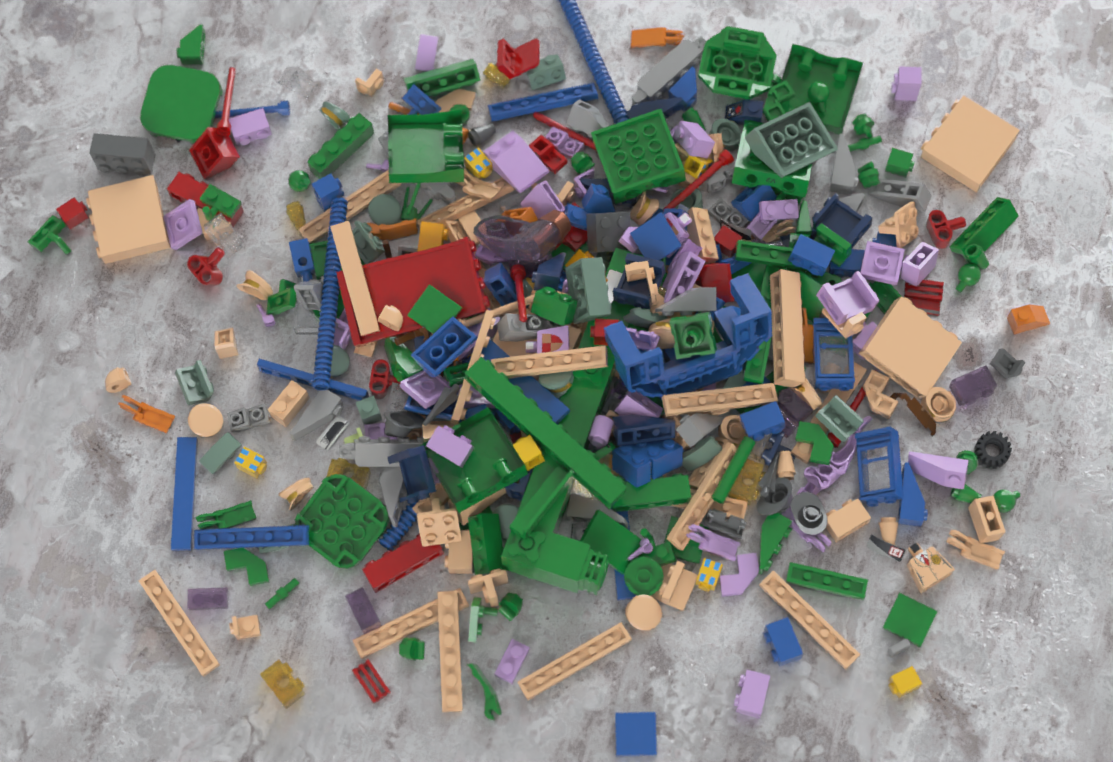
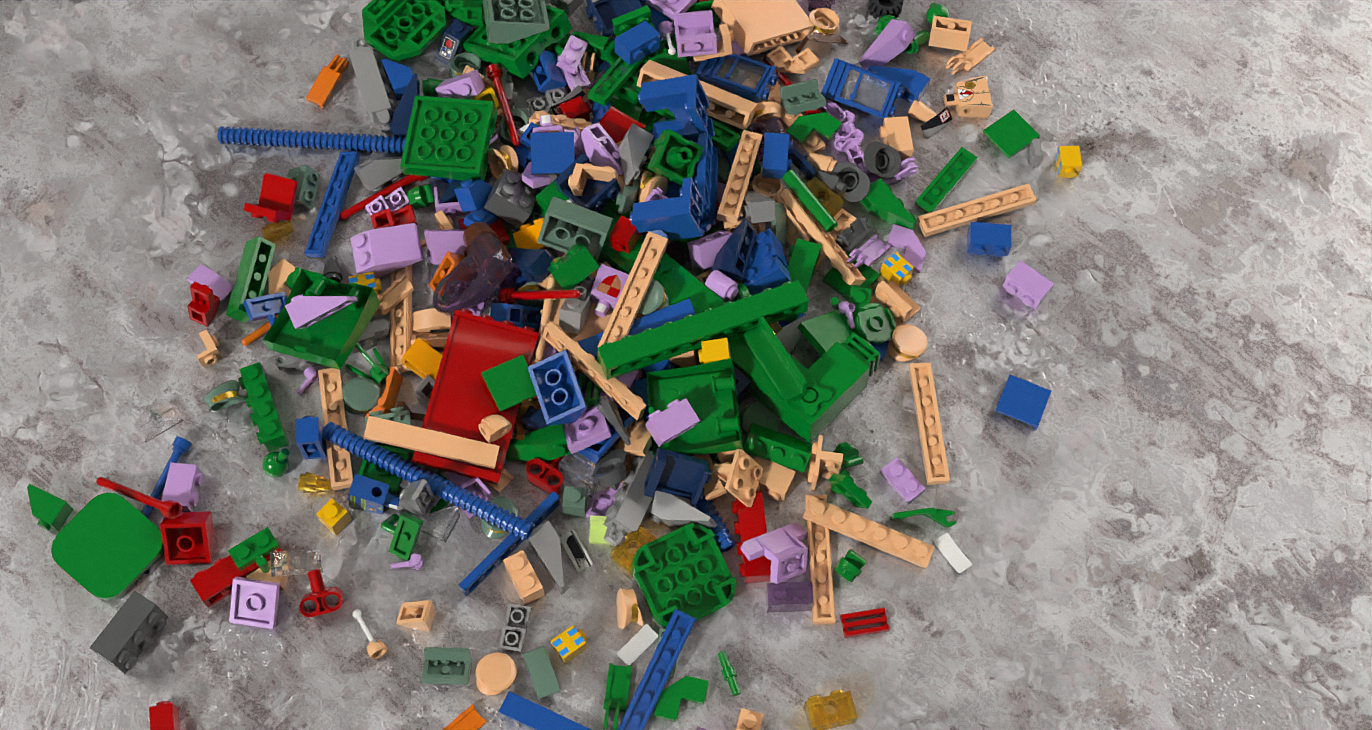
camera: 70 degrees left, 5 degrees down
(128, 219) = (210, 661): light nougat brick -> none
(188, 326) = (376, 647): none -> hinge
(255, 286) = (372, 554): light nougat piece -> none
(275, 243) = (334, 516): none -> yellow brick
(275, 514) = (637, 644): none -> white sticker
(395, 585) = (783, 548): none -> lavender plate
(404, 58) = (203, 304): none -> red brick
(428, 135) = (311, 309): none -> lavender slope
(466, 729) = (952, 553): none -> white sticker
(844, 274) = (666, 31): none -> hinge

